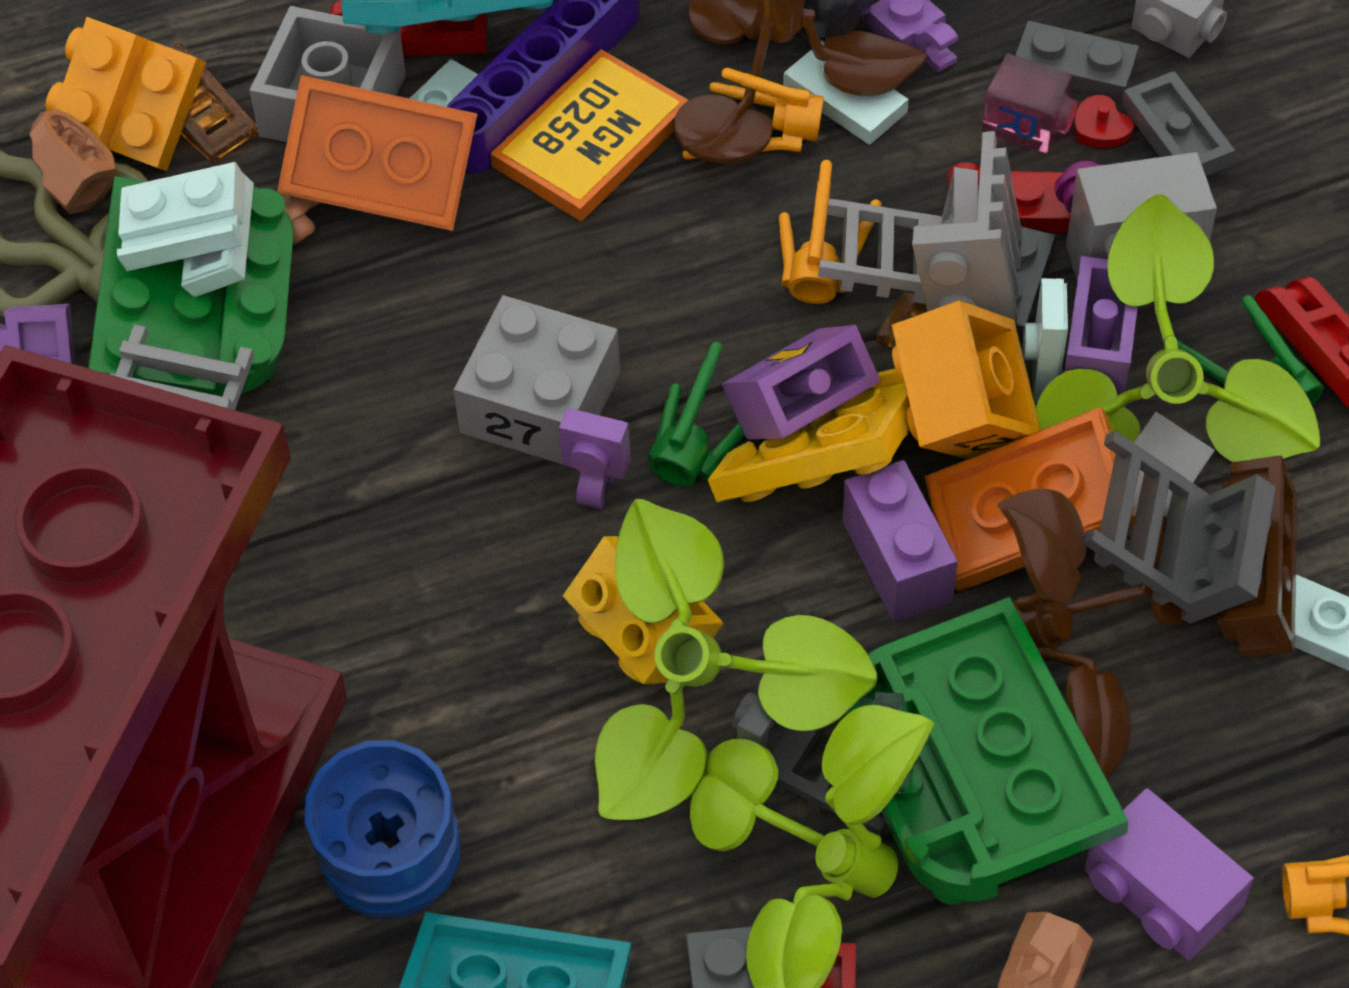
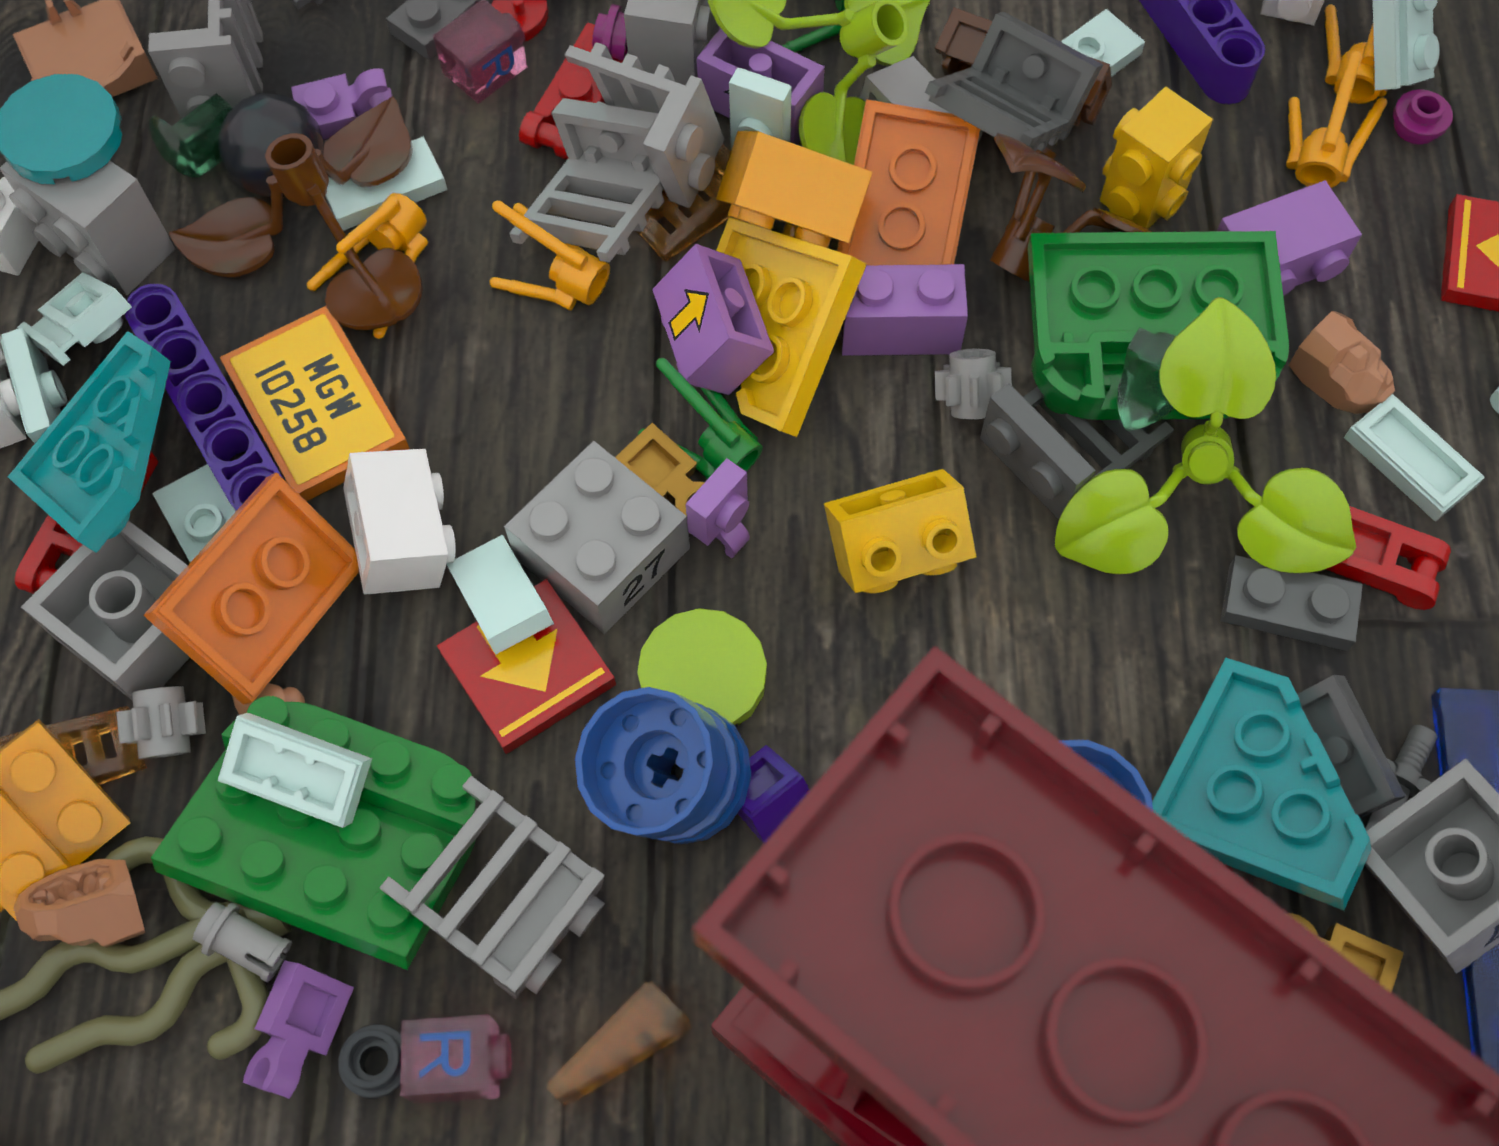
camera: 70 degrees left, 10 degrees up
(75, 252) = (241, 940): none -> light grey pin
(181, 216) = (266, 795): light aqua plate -> none
(243, 142) = (160, 722): none -> light grey gear
(333, 498) = (629, 759): none -> blue wheel
(346, 606) = (772, 793): none -> dark purple slope
(396, 382) = (531, 681): none -> red tile
(443, 329) = (499, 594): none -> light aqua tile
(446, 514) = (708, 661): none -> lime tile
(487, 226) = (397, 521): none -> white brick
(635, 398) = (661, 466): none -> pearl gold plate
(808, 679) = (1067, 405): lime plant -> none
(849, 611) = (970, 382): none -> light grey gear
(1185, 701) = (1154, 158): none -> yellow brick

